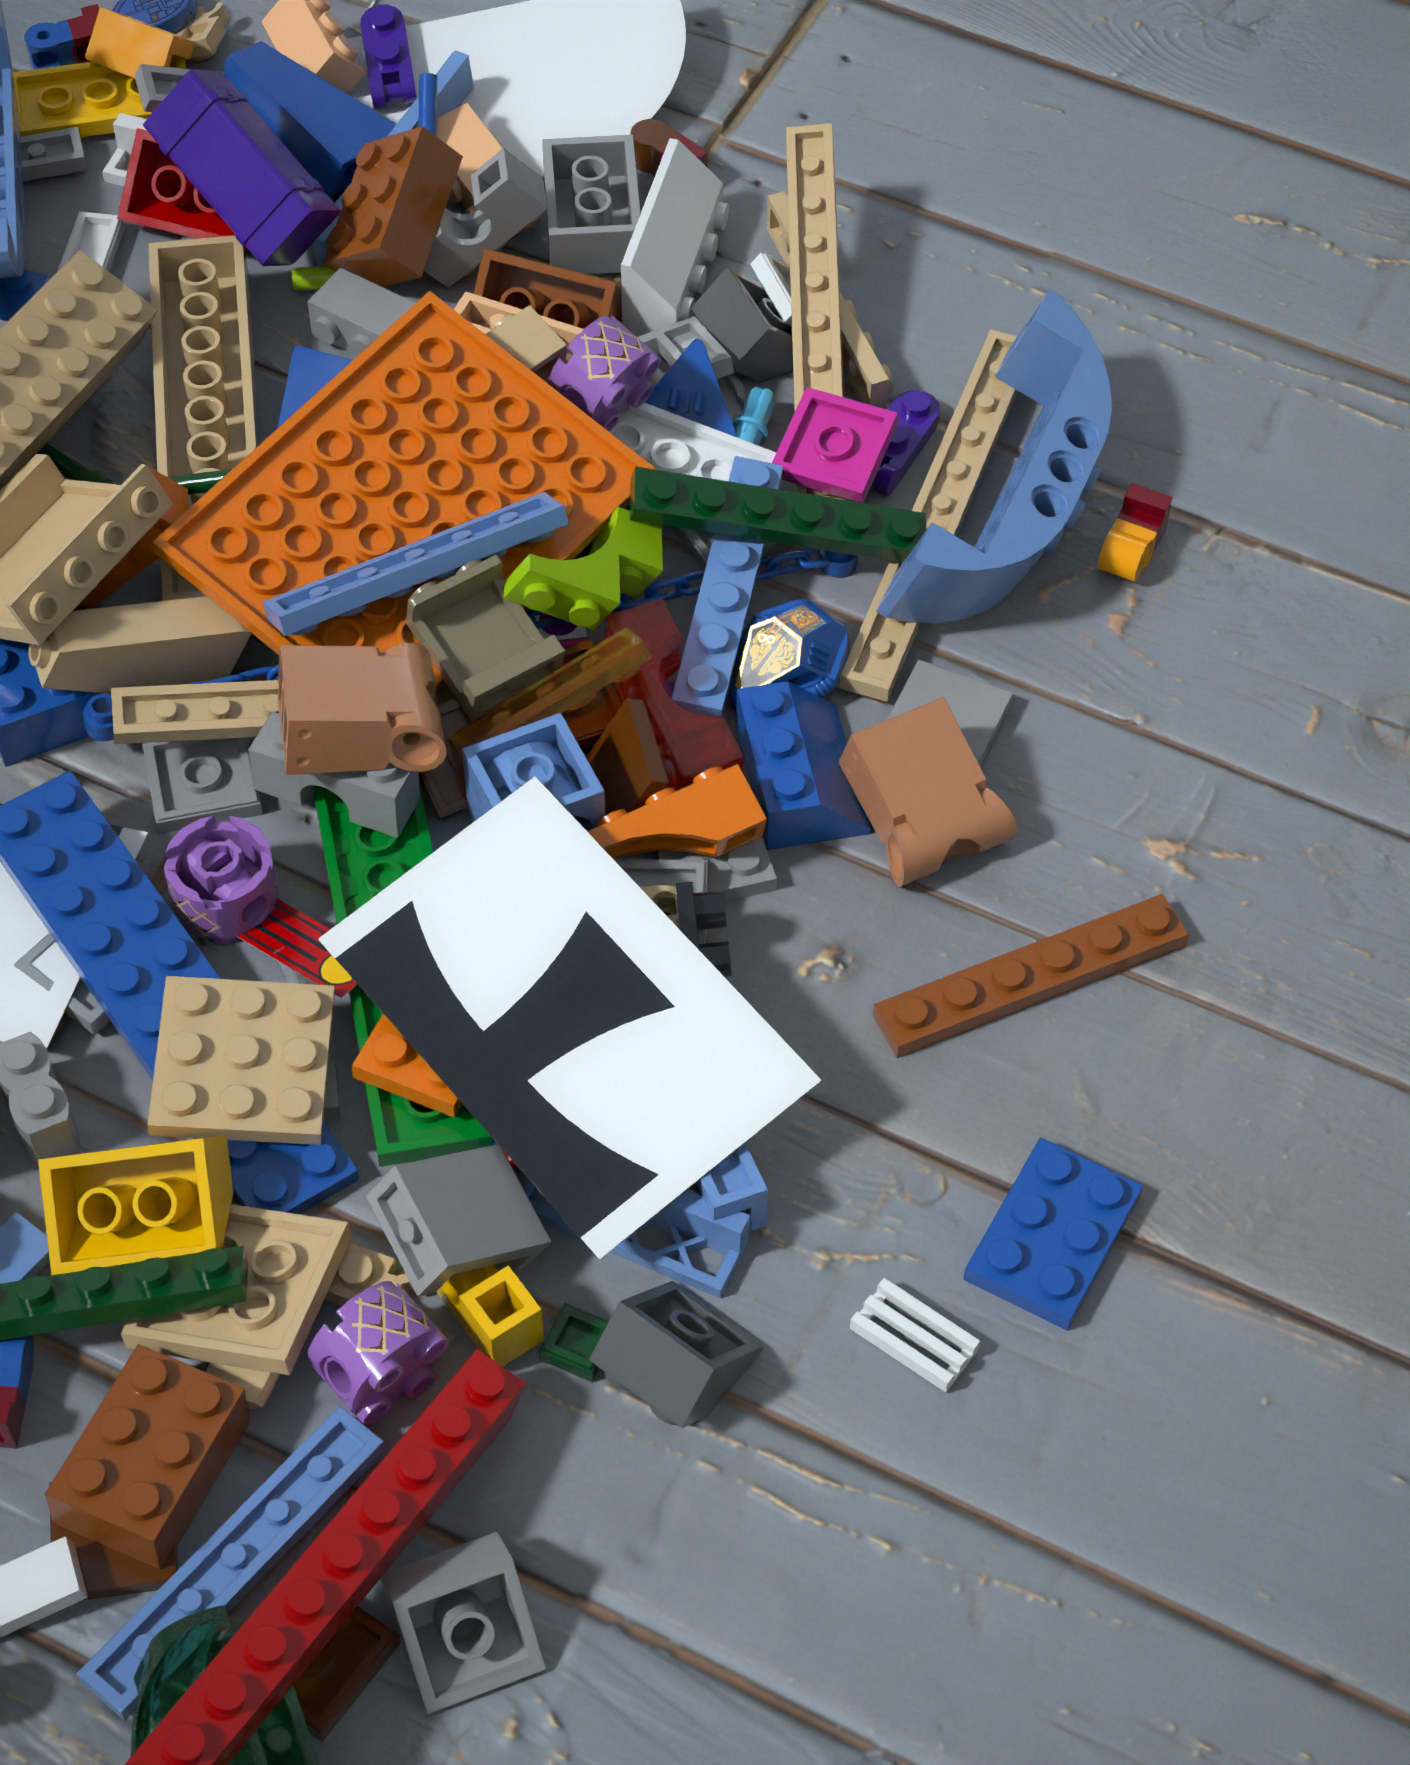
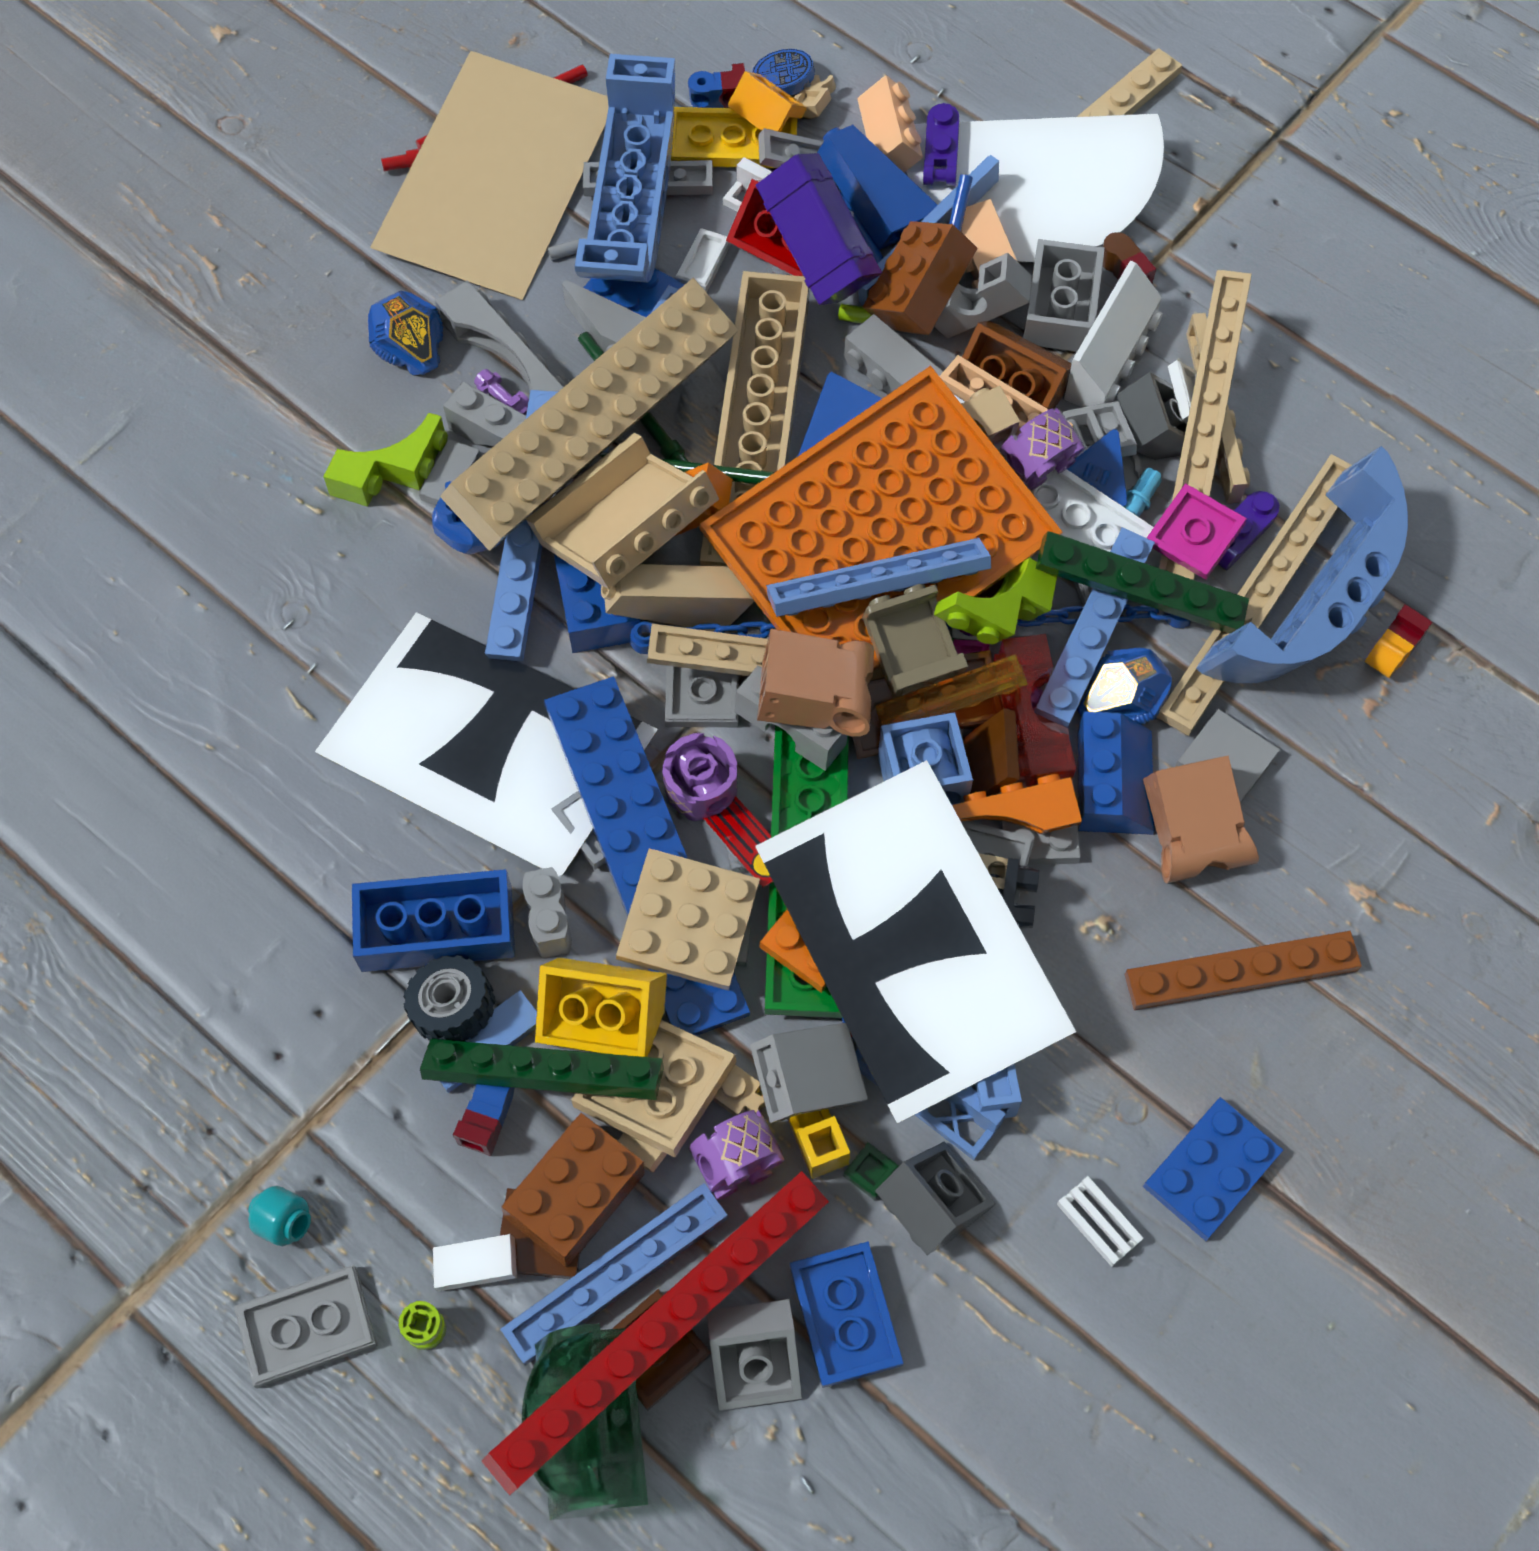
camera: 15 degrees right, 10 degrees up
(584, 1538) = (845, 1314): none -> blue plate

